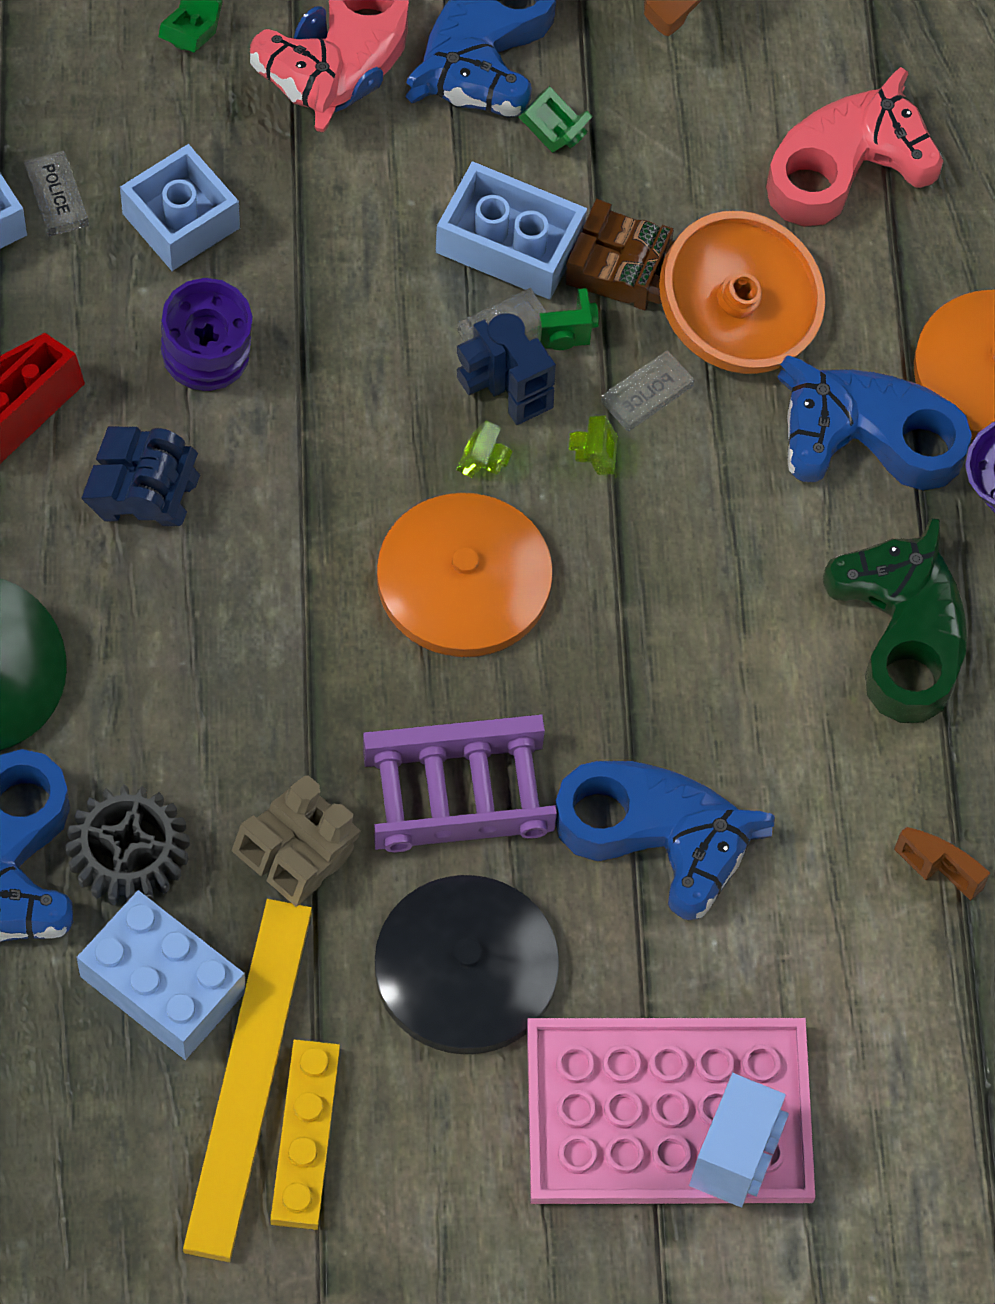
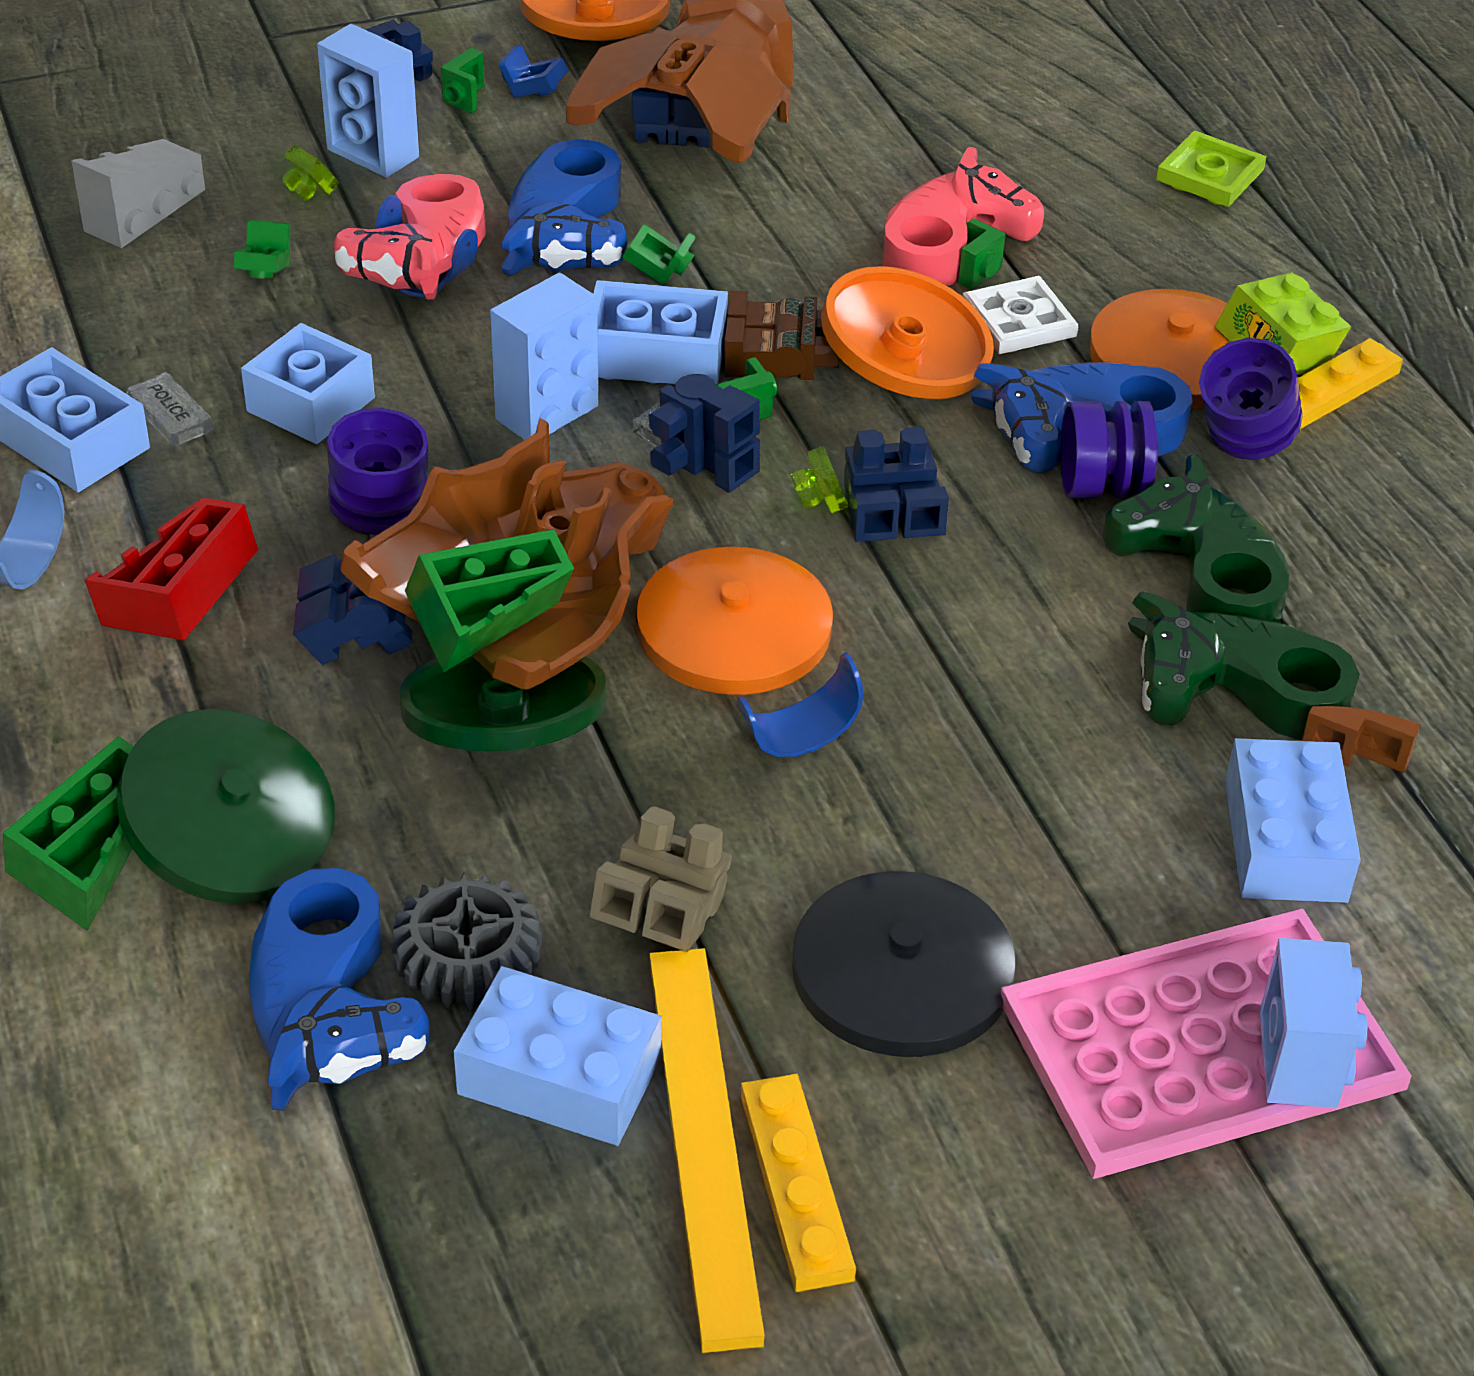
camera: 15 degrees left, 20 degrees down
(232, 614) = (480, 713): none -> dark green dish
(244, 515) = (485, 591): none -> green wedge
(307, 455) = (595, 511): none -> dark orange piece
(390, 250) = (545, 356): none -> light blue brick
(472, 700) = (811, 721): none -> blue piece
(476, 743) = (803, 753): medium lavender fence -> none
(484, 452) = (706, 511): clear neon green tile -> none
(647, 390) = (843, 429): clear tile -> none
(656, 468) = (892, 486): none -> dark blue hips
(666, 810) = (1042, 763): blue animal -> none
(838, 929) = (1291, 820): none -> light blue brick
(861, 491) = (1115, 449): none -> dark purple wheel
(863, 205) = (981, 255): none -> green bracket
(865, 288) = (1022, 314): none -> white piece
(883, 744) = (1249, 655): none -> dark green animal

